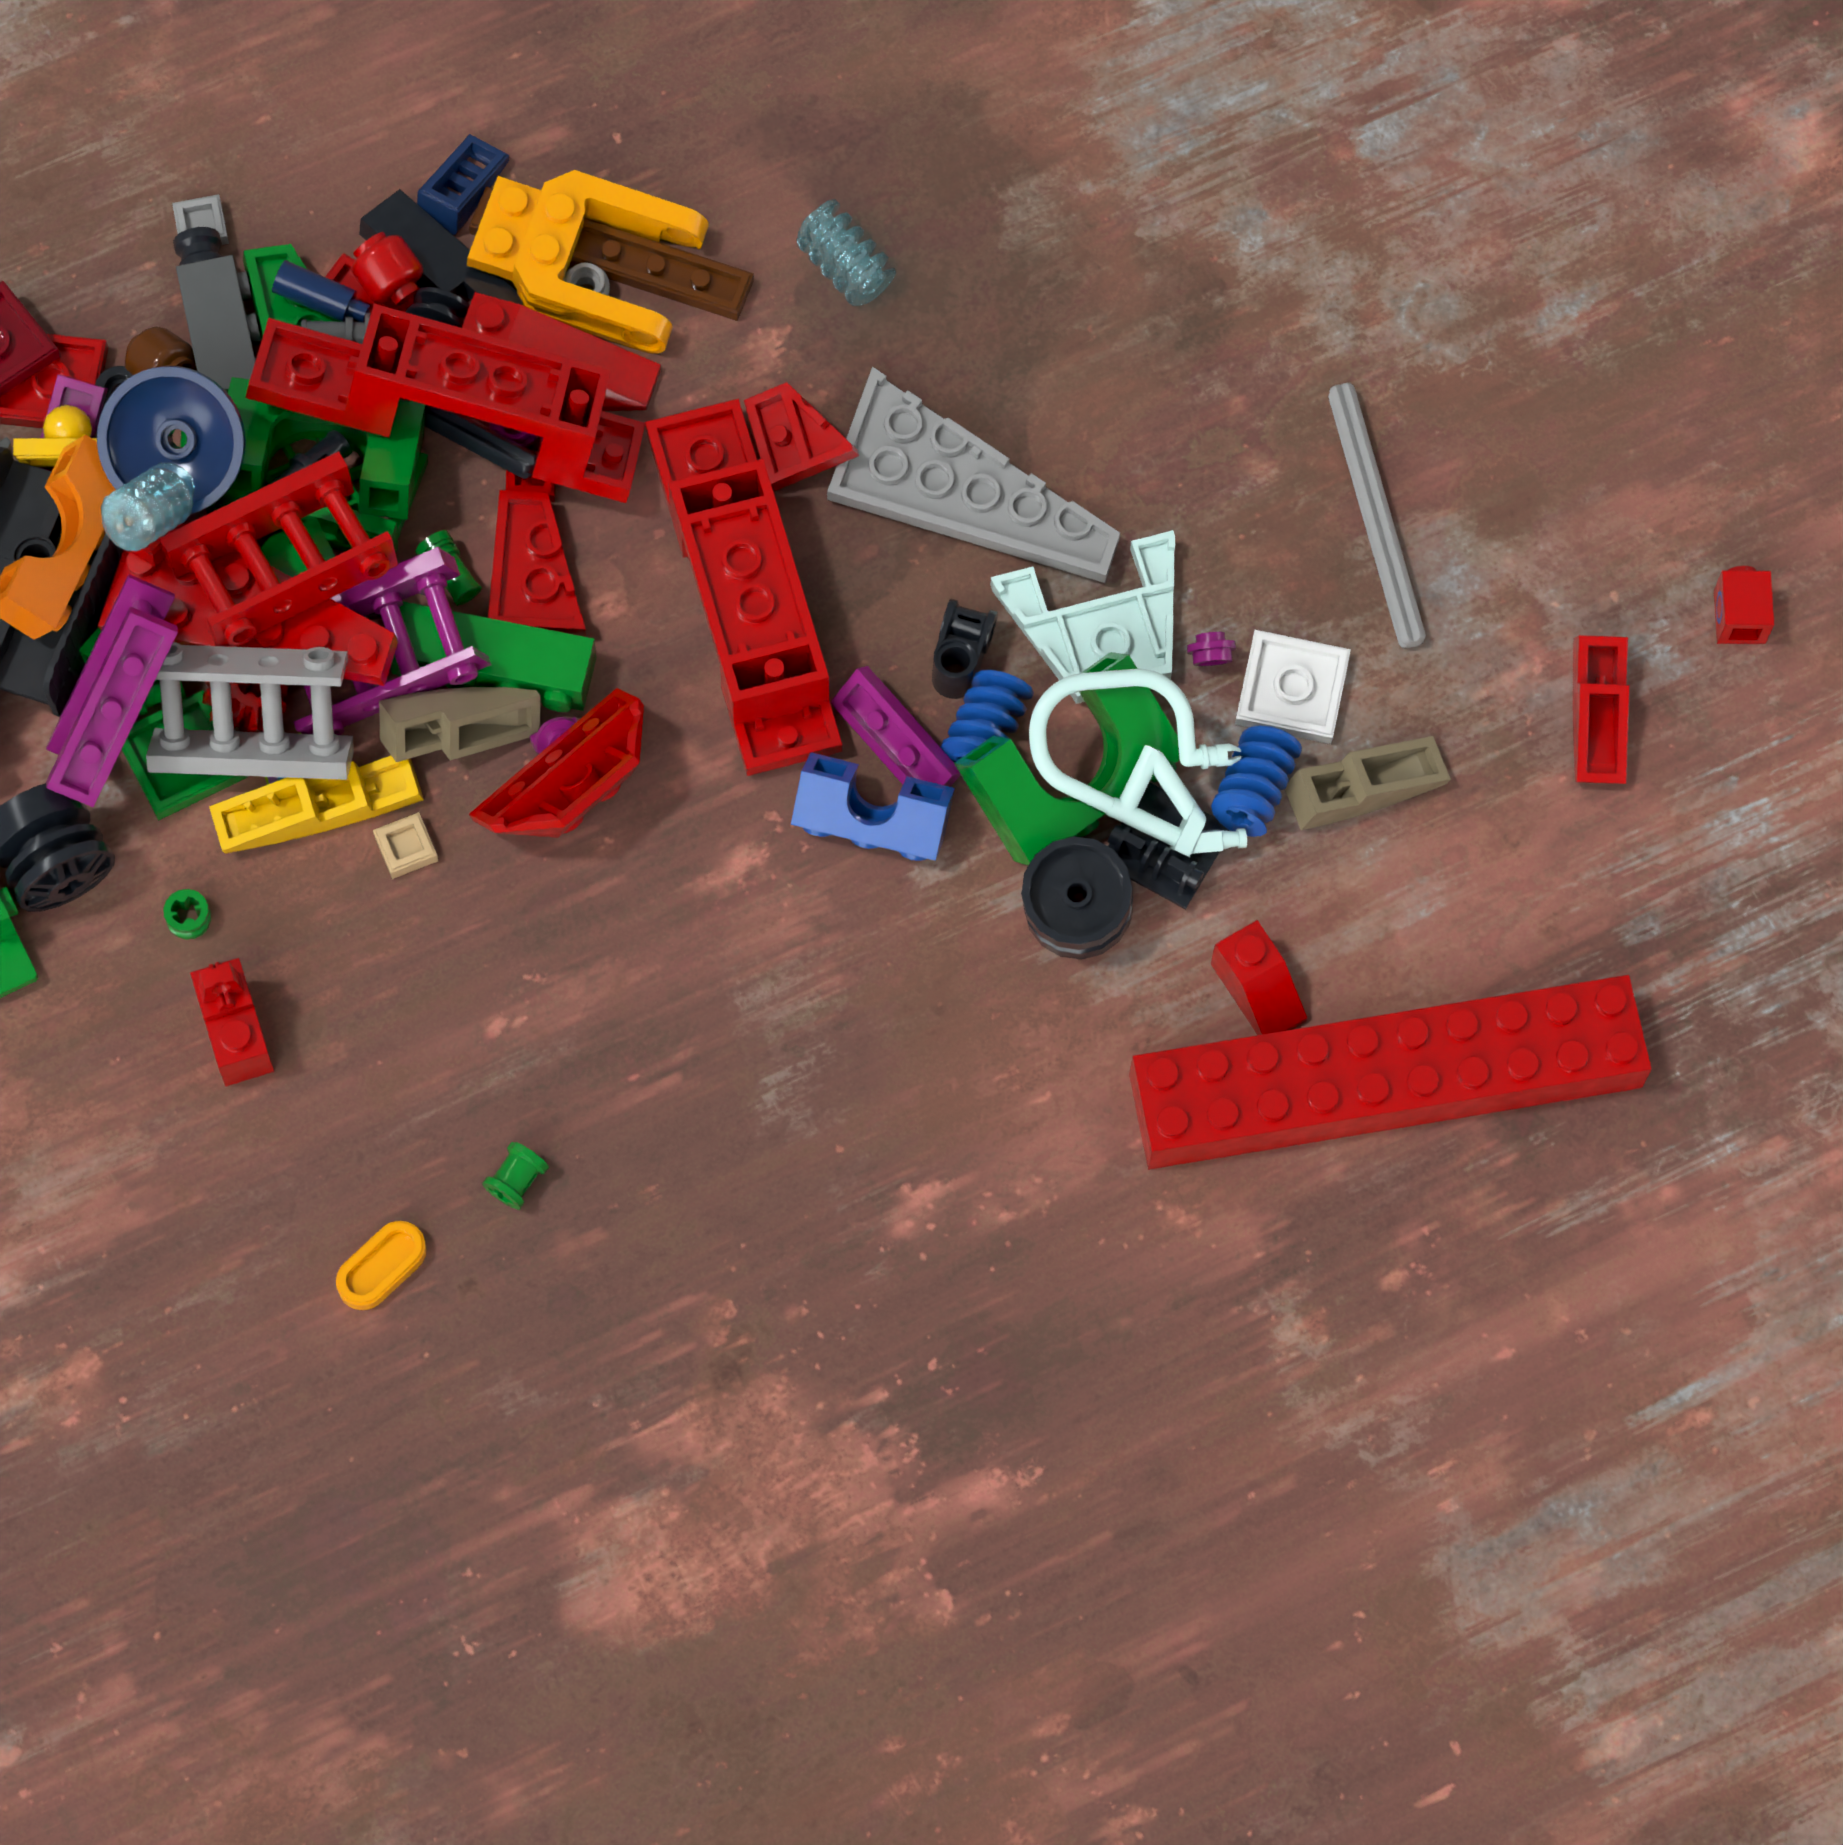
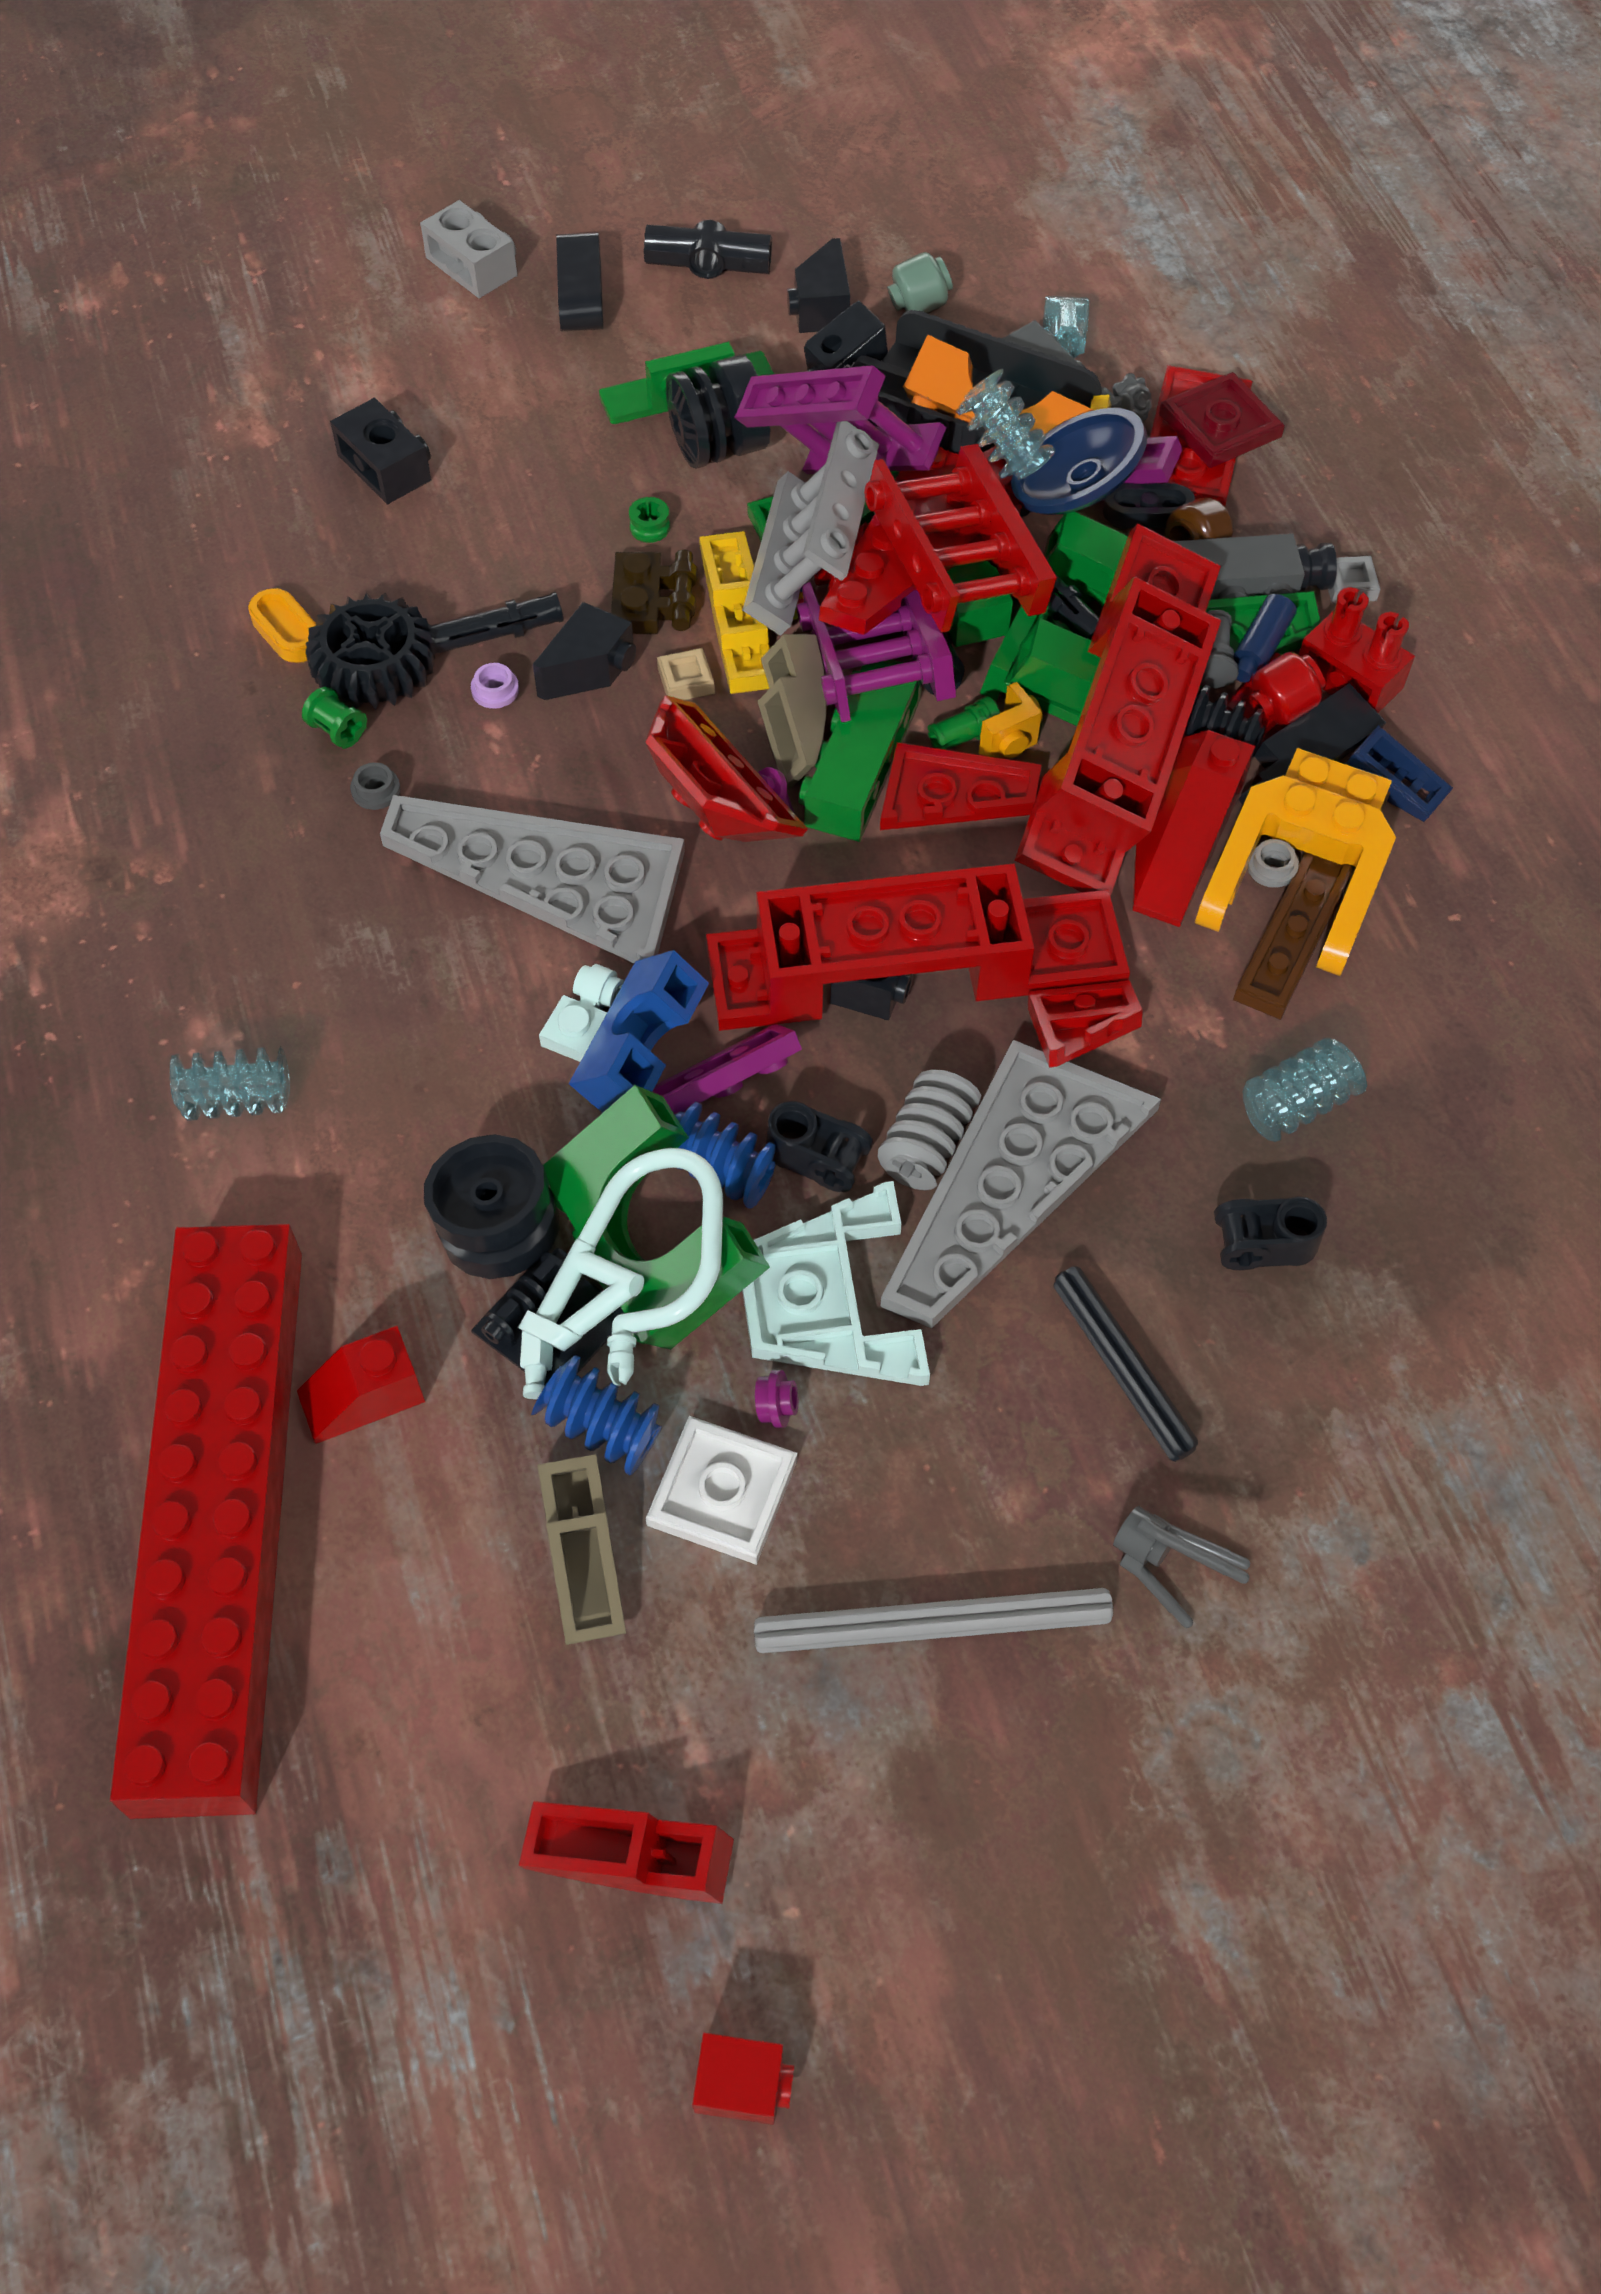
camera: 100 degrees right, 10 degrees down
(112, 1239) = (381, 450): none -> black brick
(232, 1021) = (533, 527): red hinge -> none
(297, 909) = (638, 587): none -> dark brown plate
(327, 211) = (1359, 655): none -> red brick
(357, 1030) = (495, 623): none -> black pin
(397, 939) = (585, 654): none -> black slope
(434, 1139) = (371, 650): none -> black gear
(444, 1015) = (494, 686): none -> lavender plate
(445, 510) = (1015, 728): none -> light orange bracket
(594, 1105) = (374, 786): none -> dark grey plate
(684, 909) = (574, 875): none -> light grey wing
(855, 877) = (576, 1022): none -> light aqua plate
(931, 554) = (928, 1128): none -> light grey piece
(976, 1164) = (229, 1085): none -> clear light blue piece
(993, 284) = (1264, 1232): none -> black piece
(1126, 389) = (1125, 1364): none -> black axle
(1283, 361) = (1150, 1539): none -> dark grey plant

